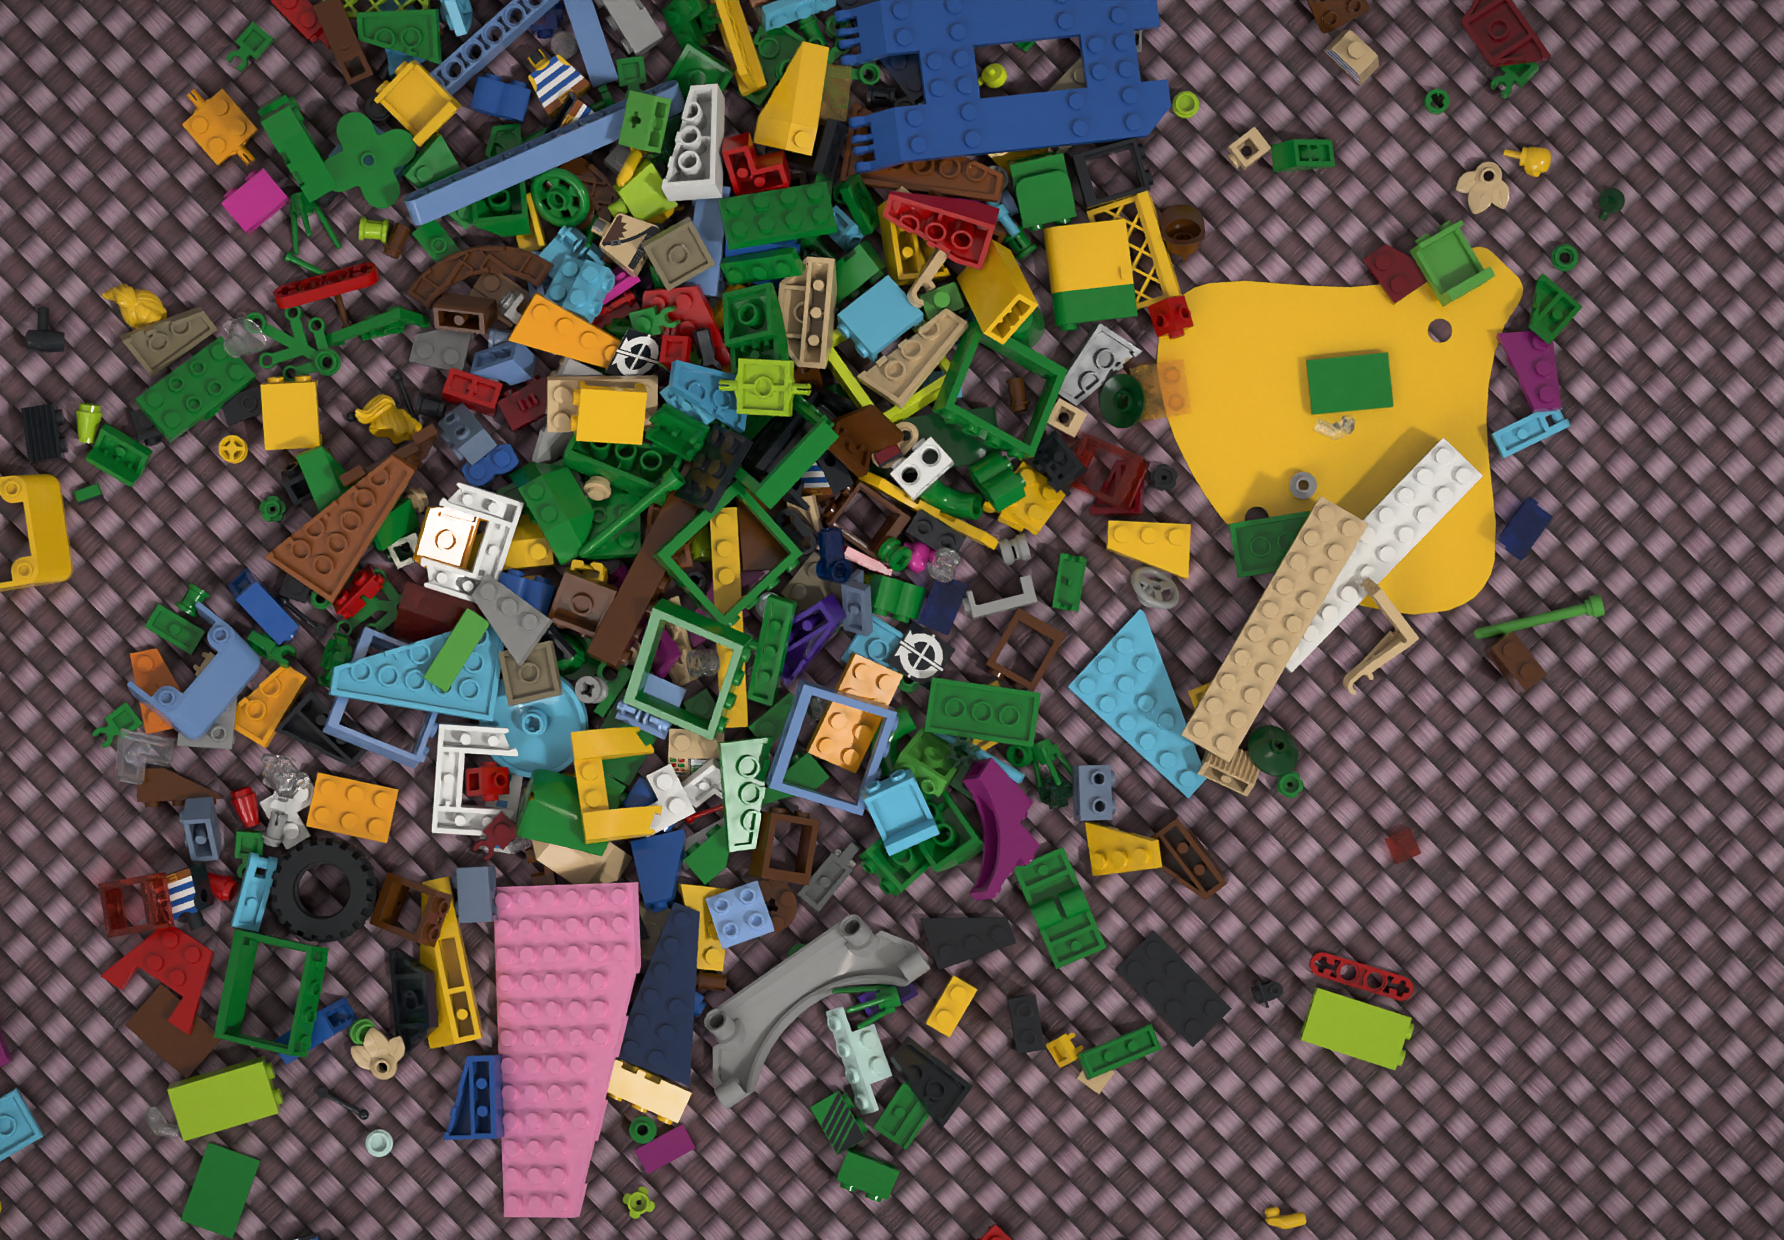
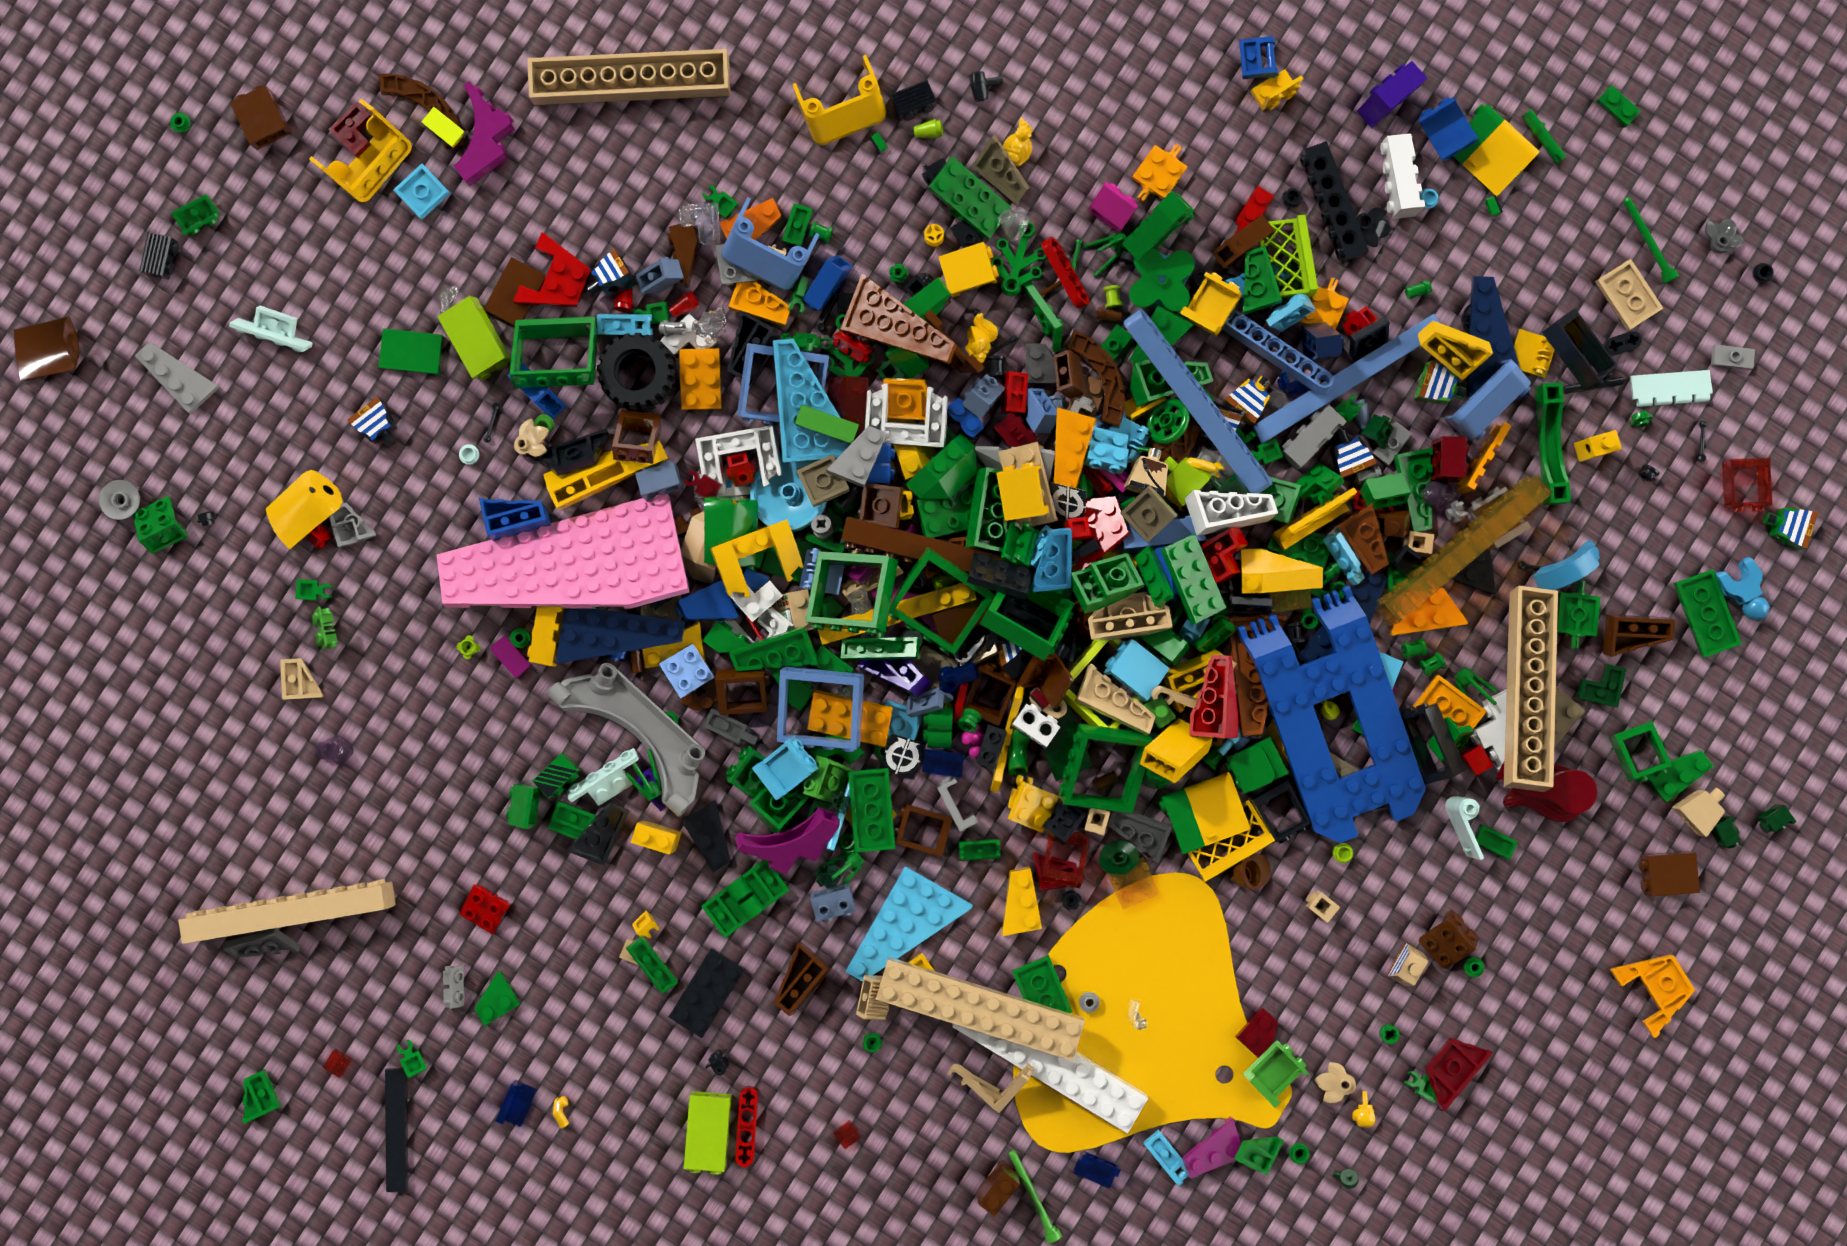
camera: 75 degrees right, 0 degrees up
(119, 455) = (910, 156): green bracket -> none
(152, 888) = (609, 250): clear red window -> none
(252, 43) = (1224, 180): green plate -> none
(418, 498) = (929, 373): tan plate -> none
(501, 98) = (1227, 364): blue brick -> none
(597, 488) = (966, 497): tan plate -> none
(645, 121) = (1238, 467): bright green brick -> none
(651, 321) = (1094, 507): green plate -> none
(670, 481) = (984, 547): green piece -> none
(765, 387) = (1067, 599): lime plate -> none
(944, 565) = (970, 758): clear wheel -> none
(997, 481) = (1040, 782): green brick -> none
(1020, 547) = (997, 808): light grey wheel -> none
(1025, 1023) = (655, 894): black panel -> none
(1120, 851) = (794, 933): yellow wing -> none
(1151, 590) = (986, 910): light grey piece -> none
(1171, 317) = (1187, 878): red brick -> none
(1265, 754) = (889, 1020): dark green dish -> none
(1302, 155) = (1327, 946): green arch -> none
(1349, 383) = (1170, 1018): green tile -> none

